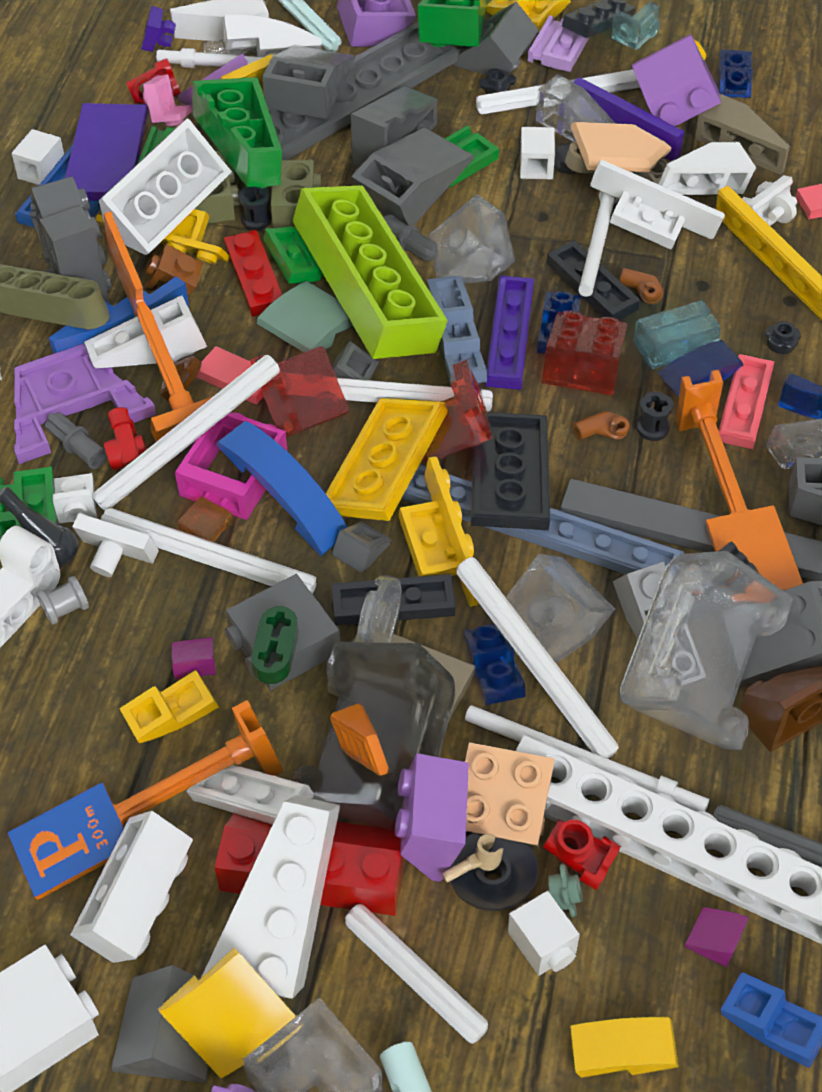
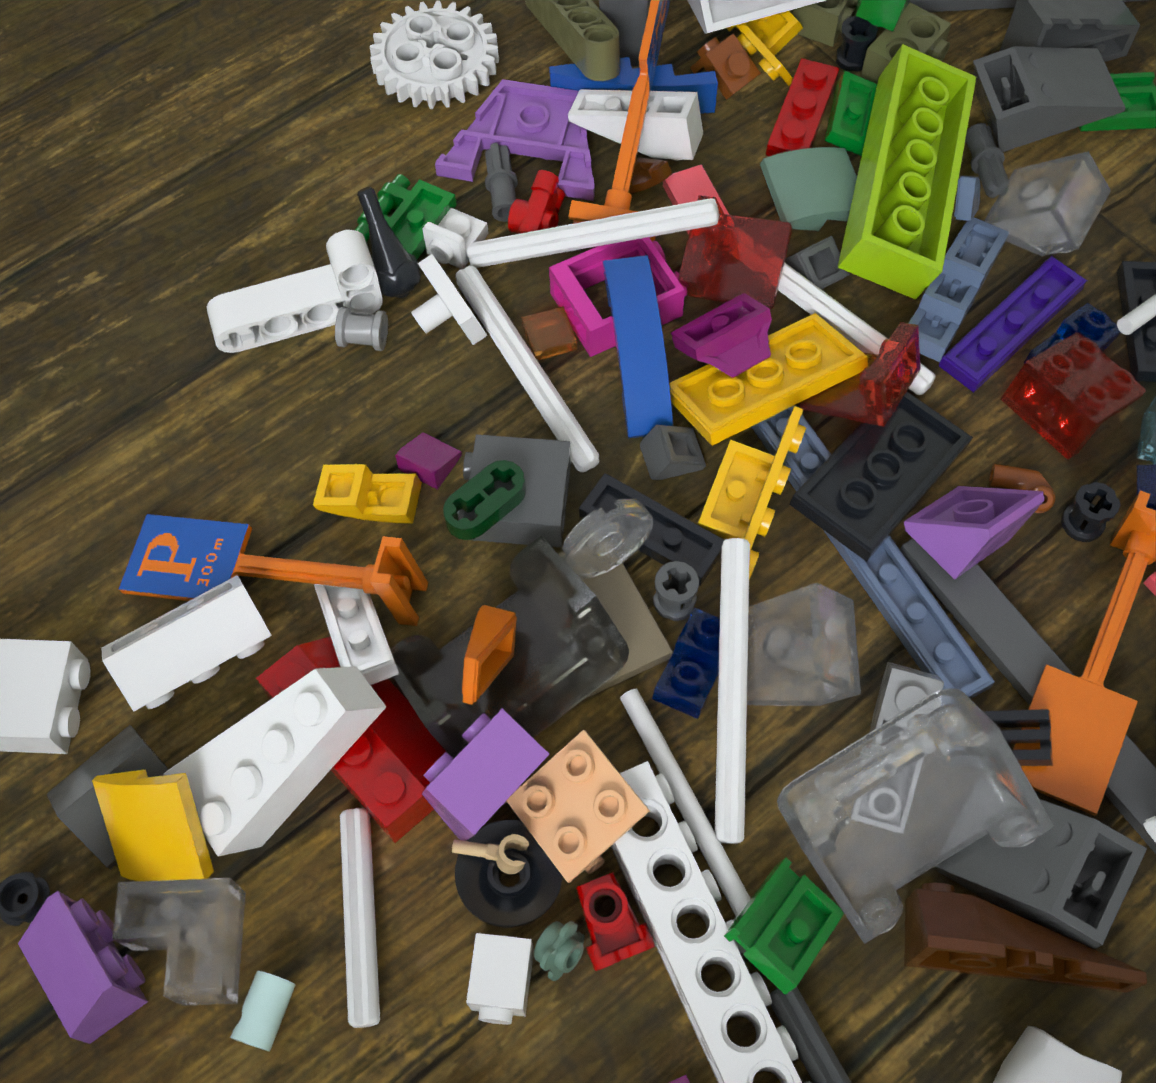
camera: 40 degrees right, 10 degrees up
(338, 444) = (728, 336): none -> magenta slope
(418, 262) = (967, 197): none -> sand blue tile
(444, 626) = (683, 580): none -> dark grey bush
(593, 464) = (971, 524): none -> medium lavender slope
(689, 772) = (785, 926): none -> green plate

